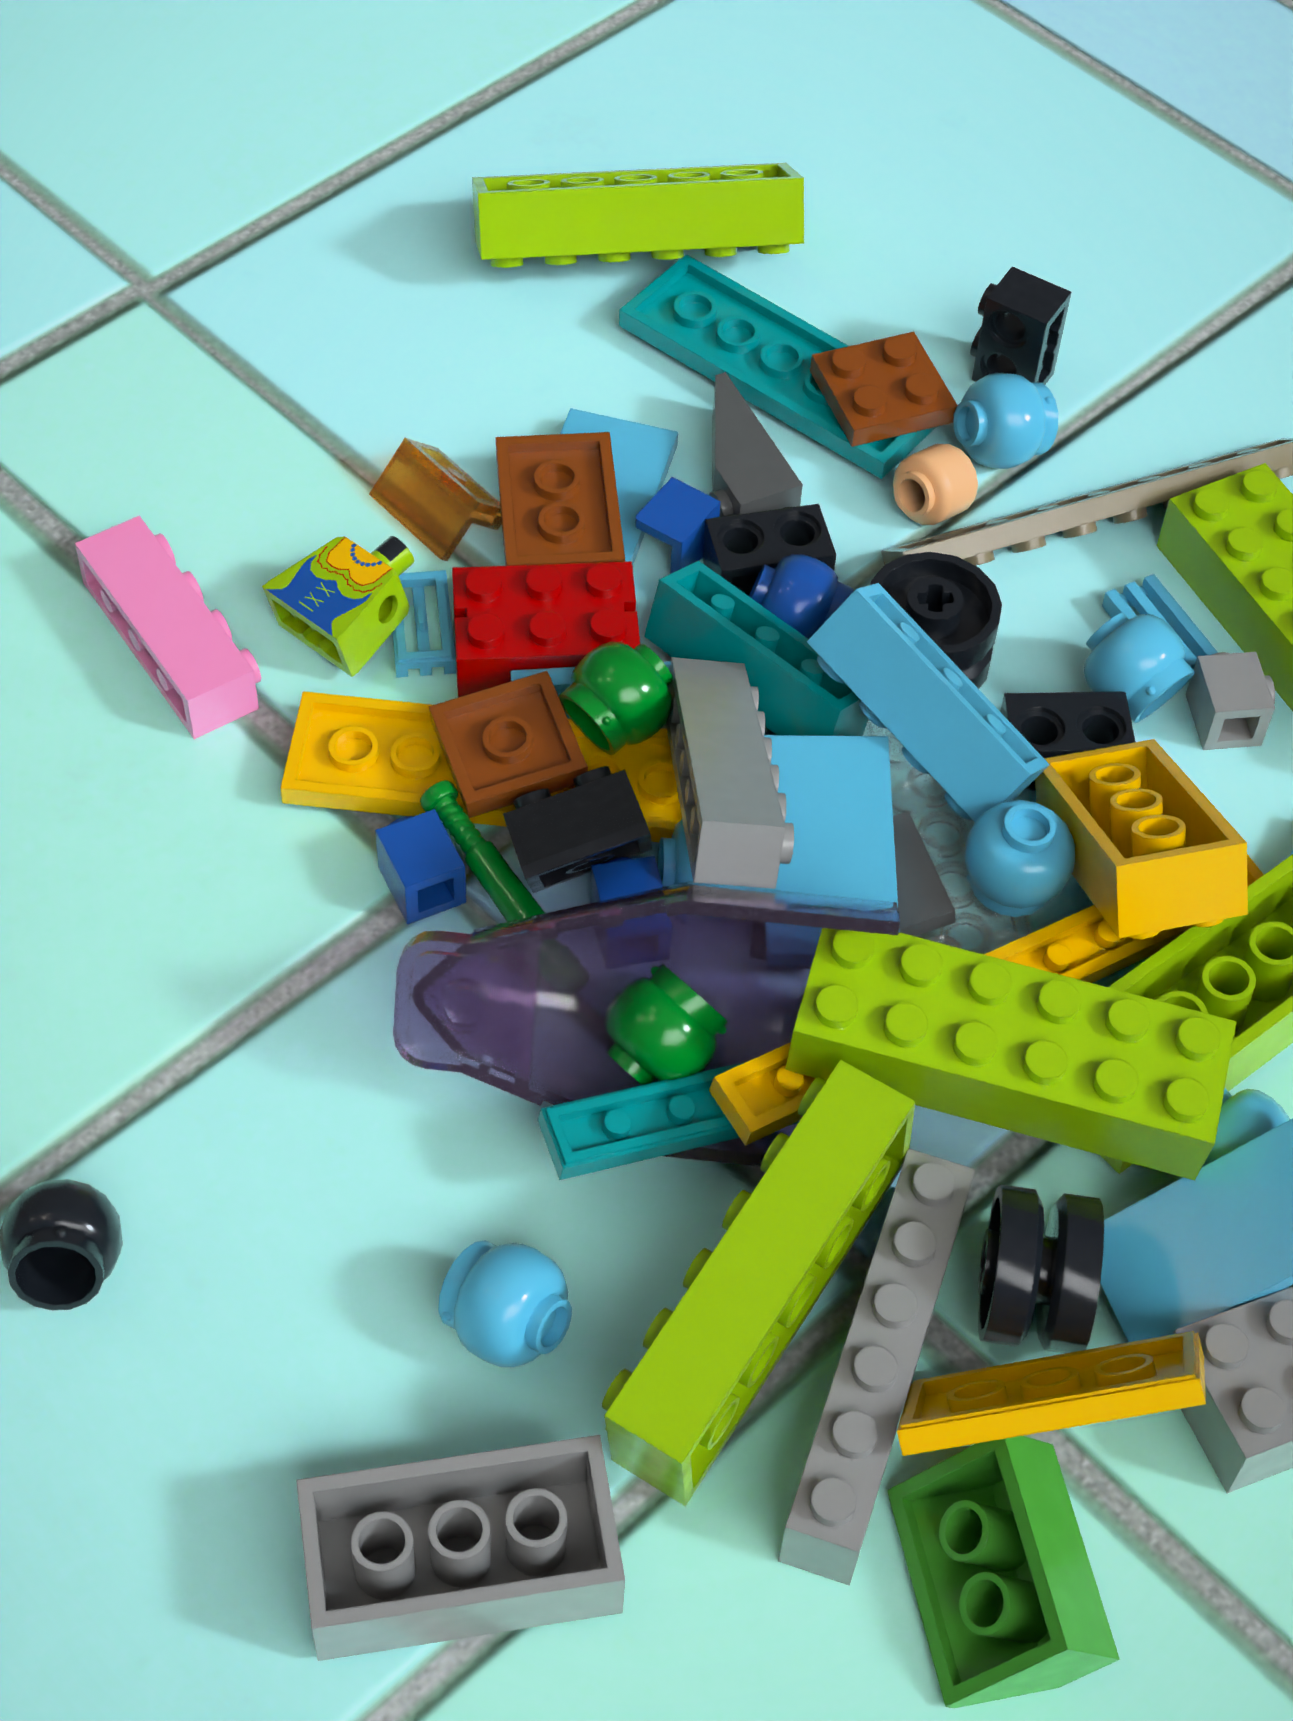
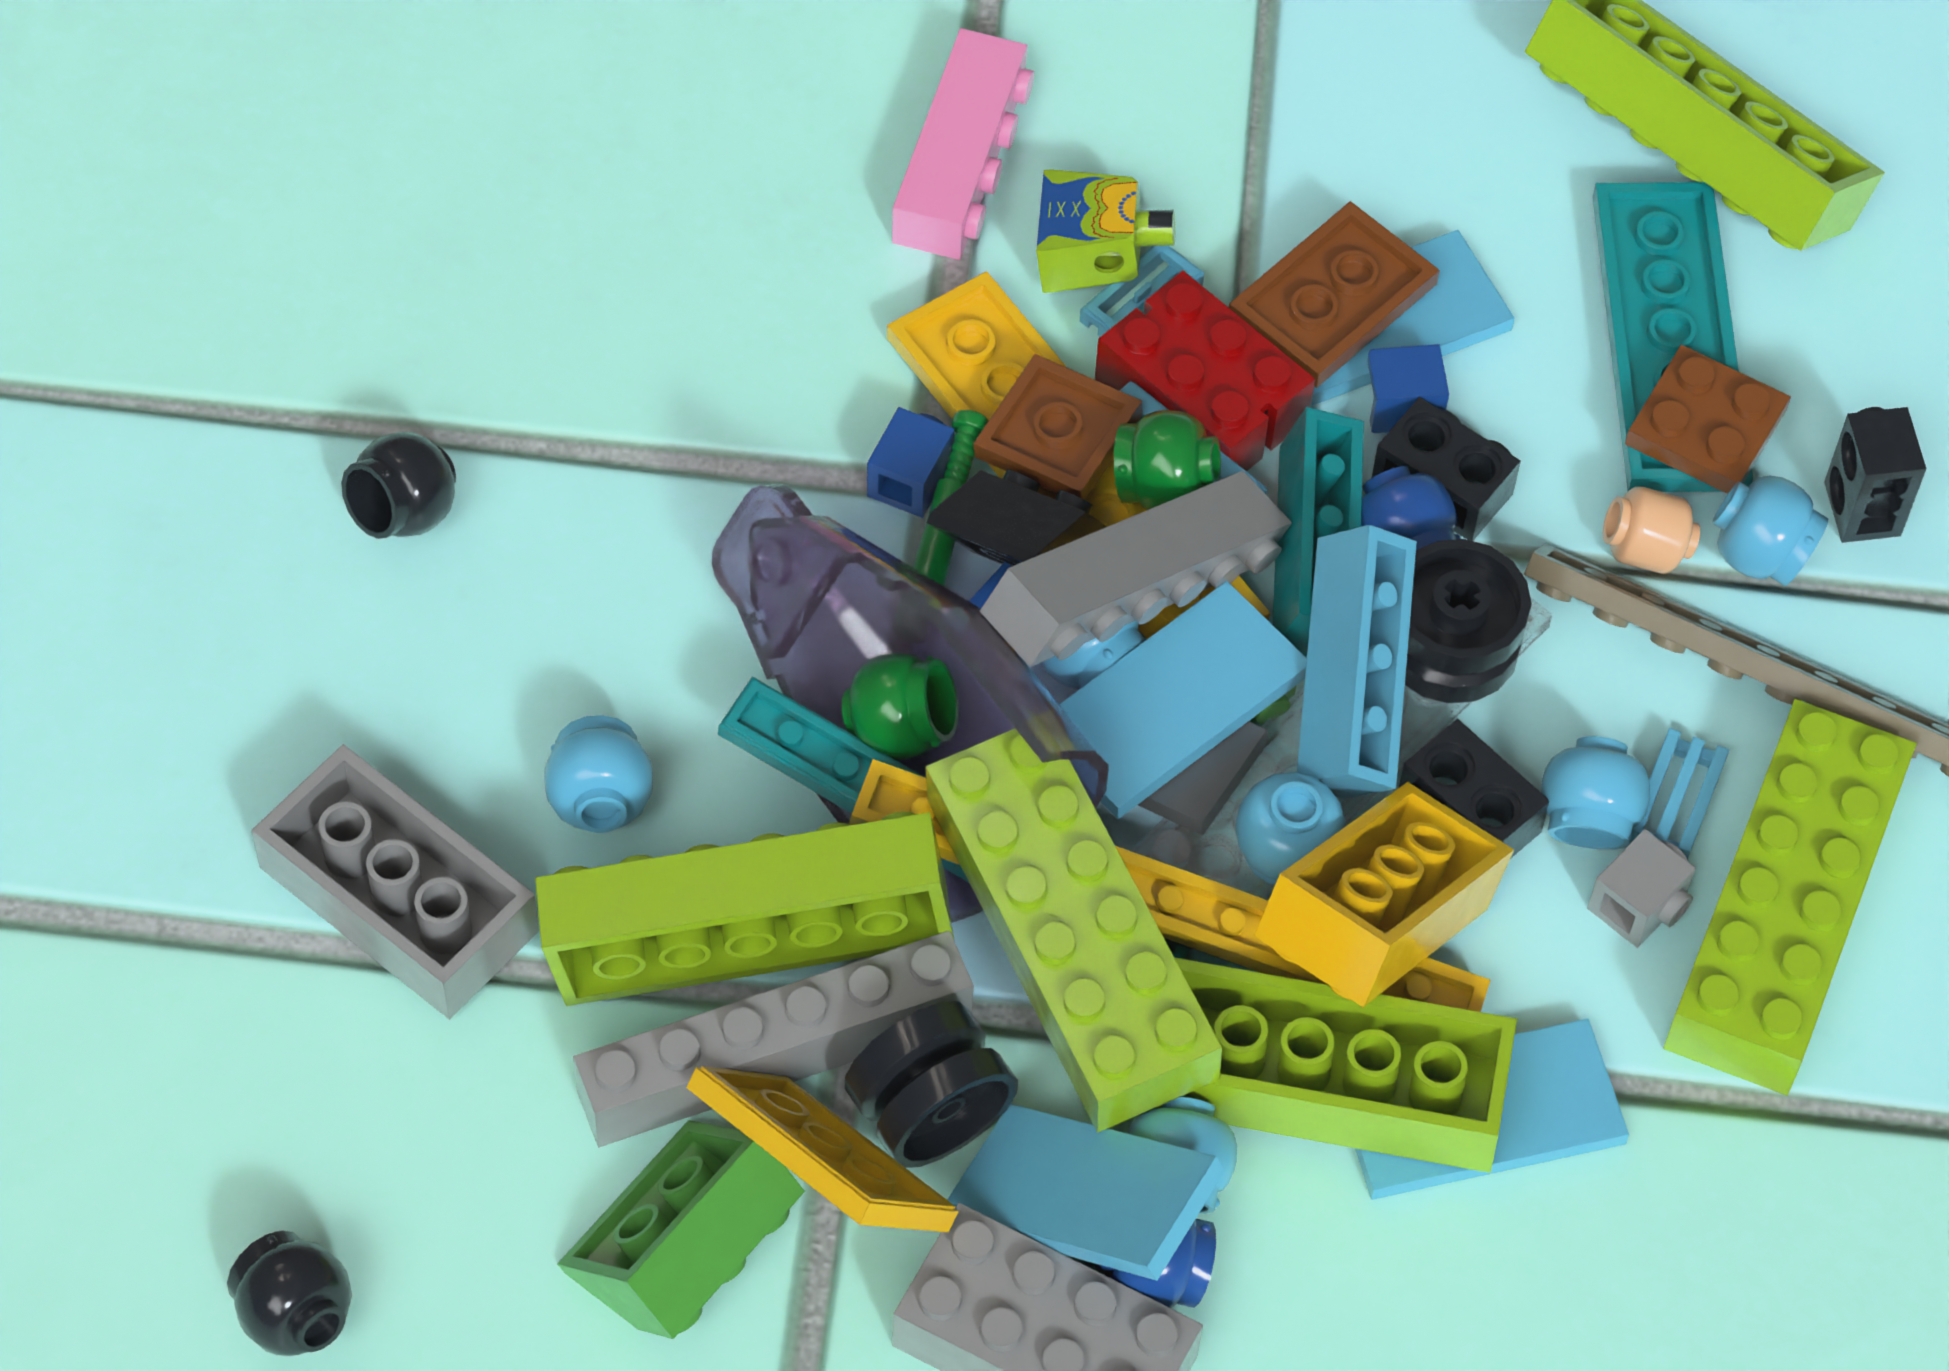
camera: 50 degrees right, 5 degrees up
(434, 497) = (1269, 207): clear orange panel -> none
(746, 463) = (1522, 381): dark grey slope -> none

